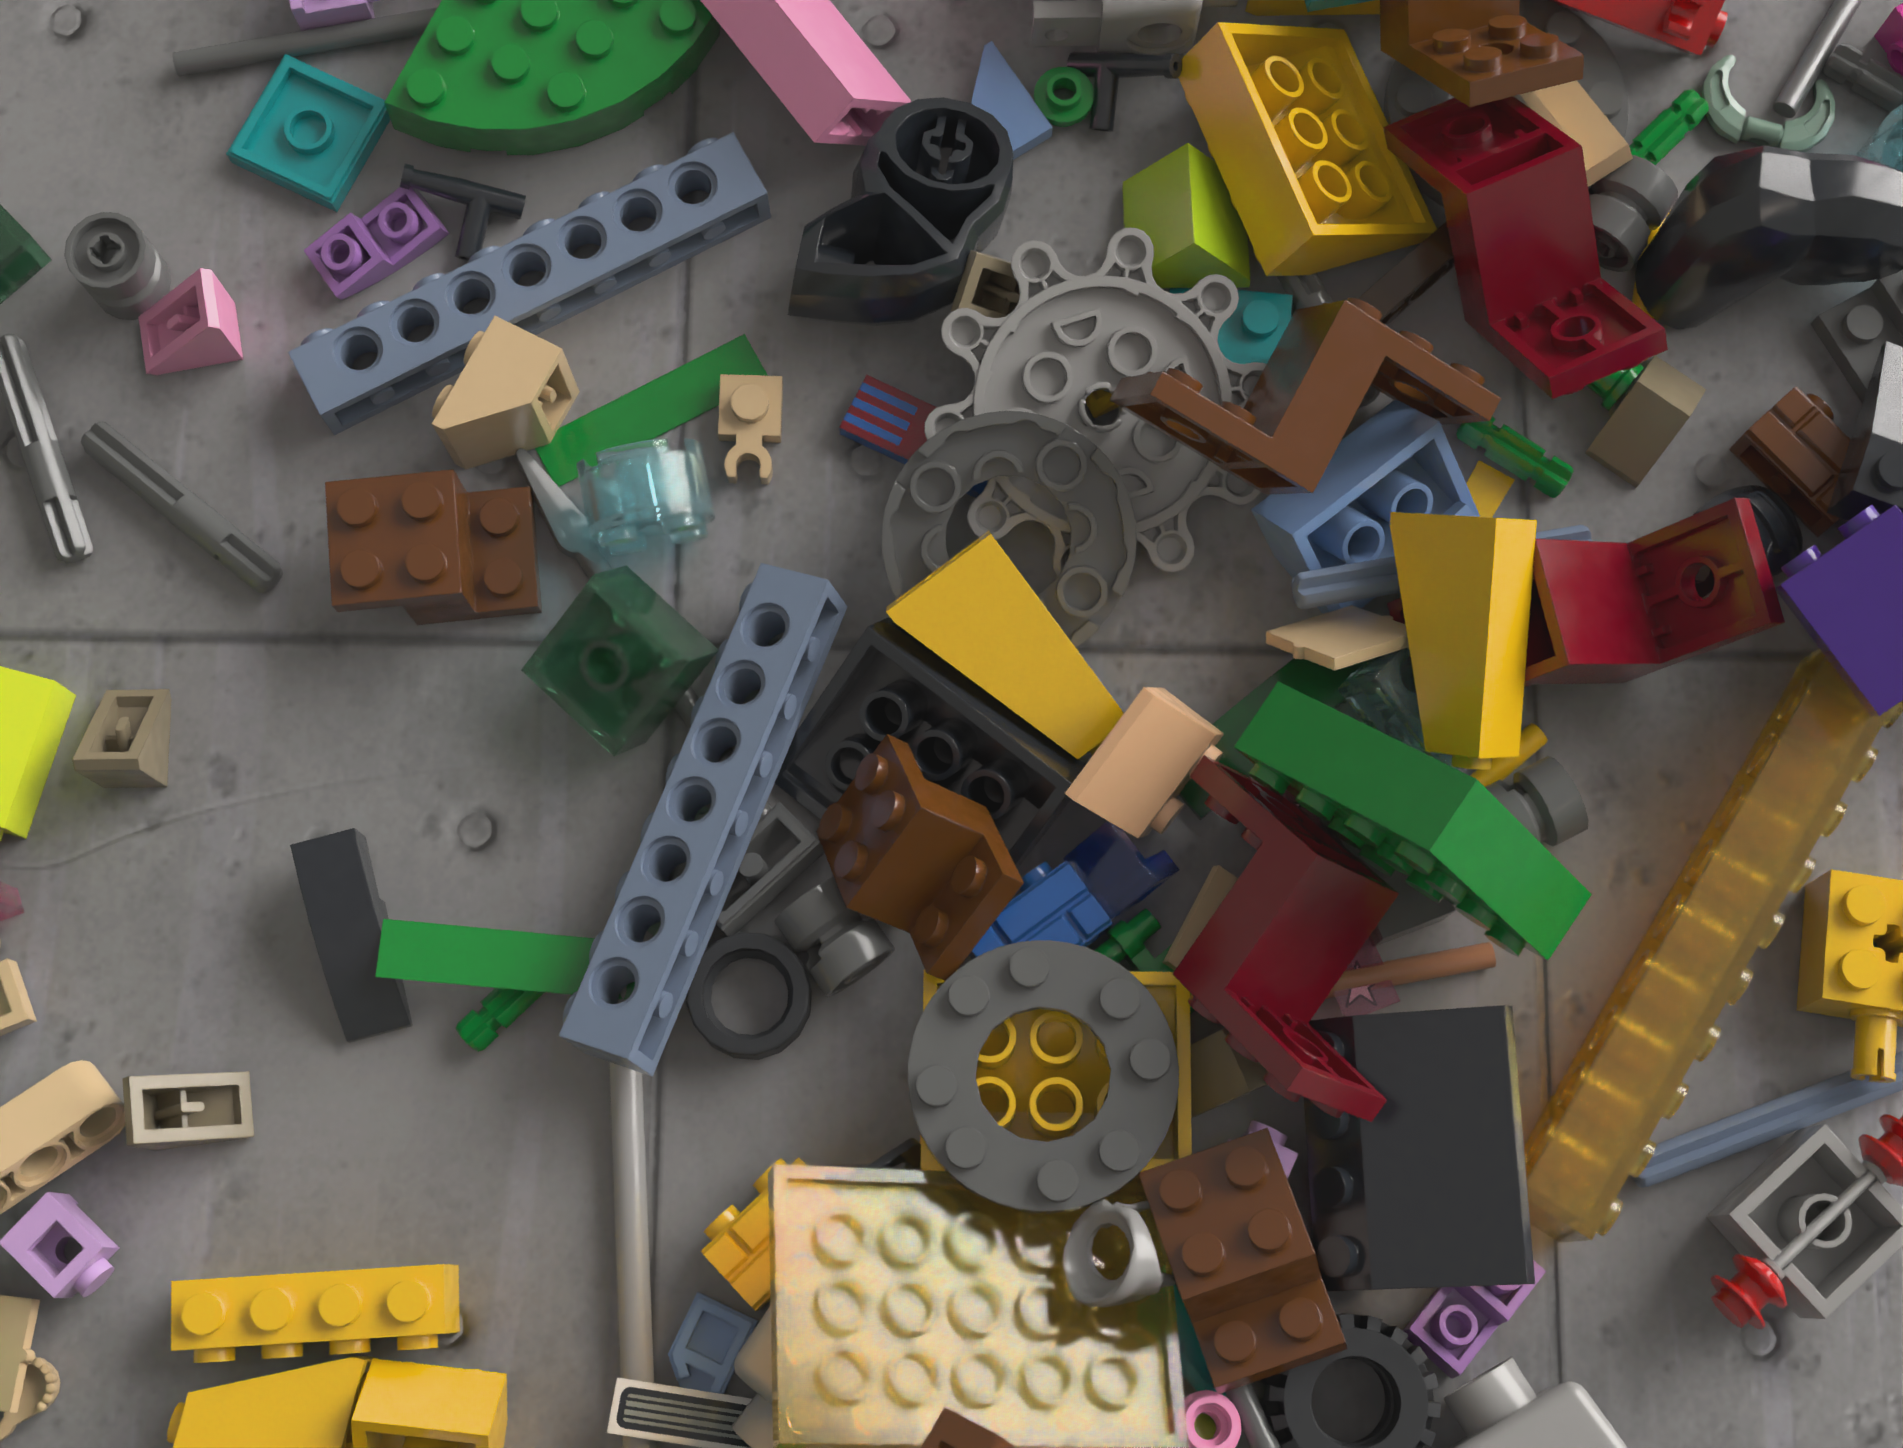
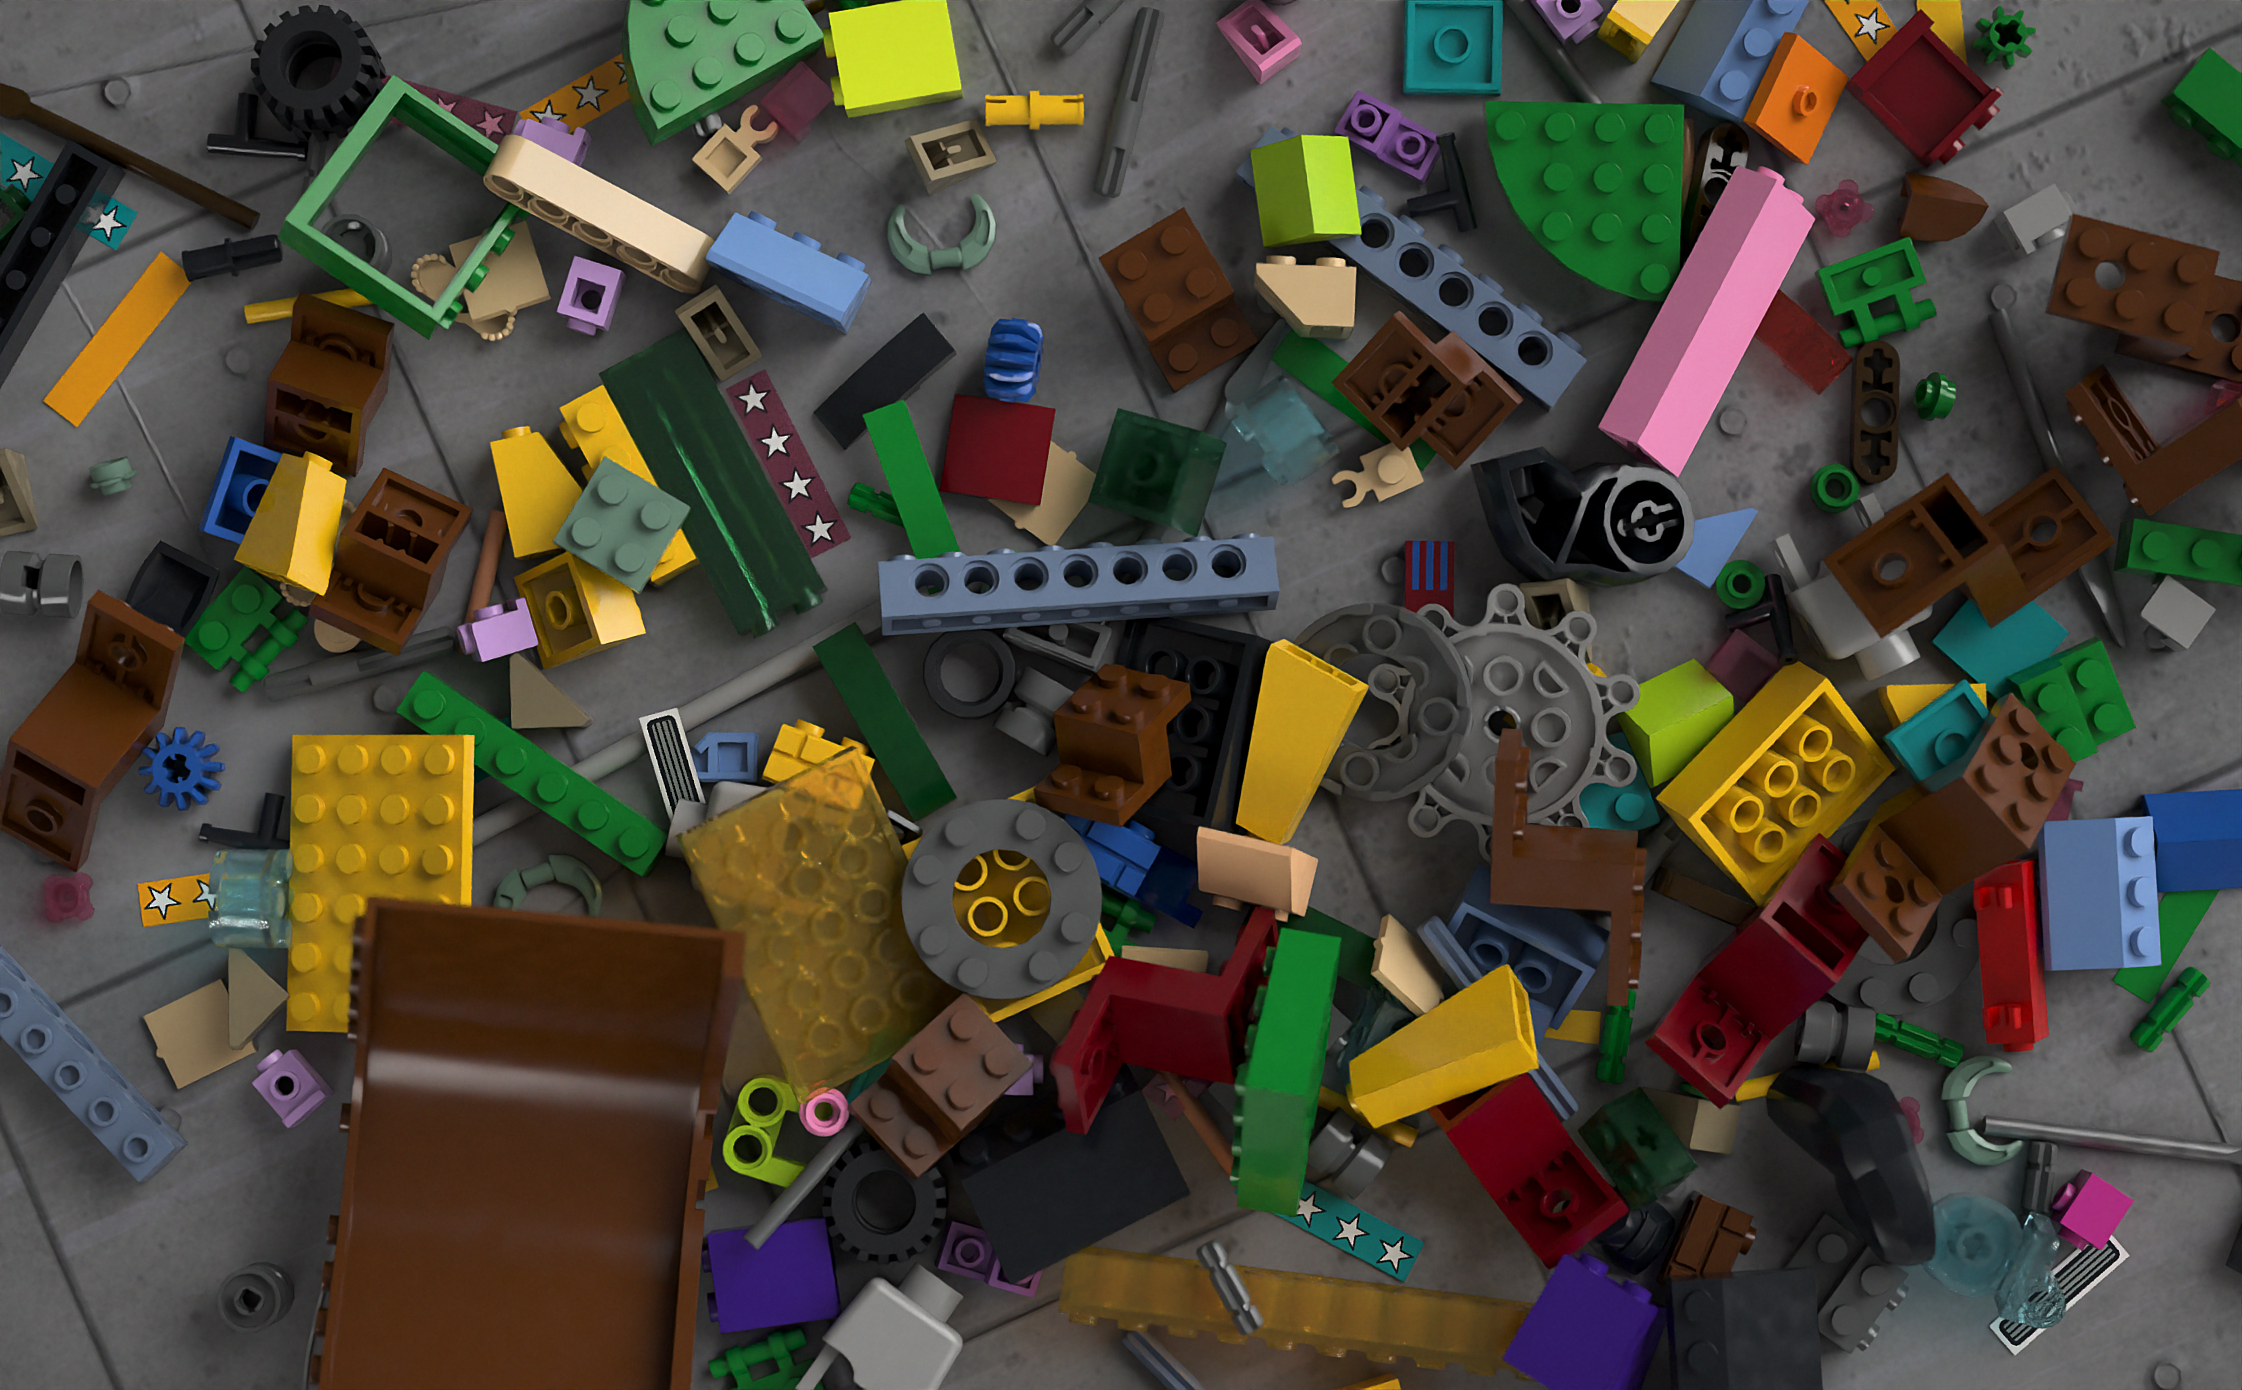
camera: 70 degrees right, 10 degrees up
(130, 616) = (1034, 110): none -> yellow pin
(160, 988) = (790, 270): none -> medium blue slope
(232, 832) = (916, 256): none -> sand green piece
(352, 1337) = (622, 525): none -> sand green plate
(367, 1200) = (709, 465): none -> clear green brick
(379, 345) = (1305, 190): none -> lime slope
(392, 1101) = (788, 463): none -> clear pink sticker
(404, 769) = (1013, 360): none -> blue gear
(501, 841) = (997, 450): none -> dark red slope
(578, 810) = (1063, 498): none -> tan piece
(678, 314) = (1427, 390): none -> reddish brown bracket
(758, 1125) = (885, 722): none -> dark green slope
(1142, 1273) = (900, 1022): light grey piece -> none
(1151, 126) = (1742, 665): none -> clear pink panel
(1581, 119) = (1875, 979): tan panel -> none
(1623, 849) = (1355, 1231): none -> teal sticker
(1650, 1010) = (1229, 1287): none -> dark grey axle
(1664, 475) = (1637, 1148): none -> clear green brick

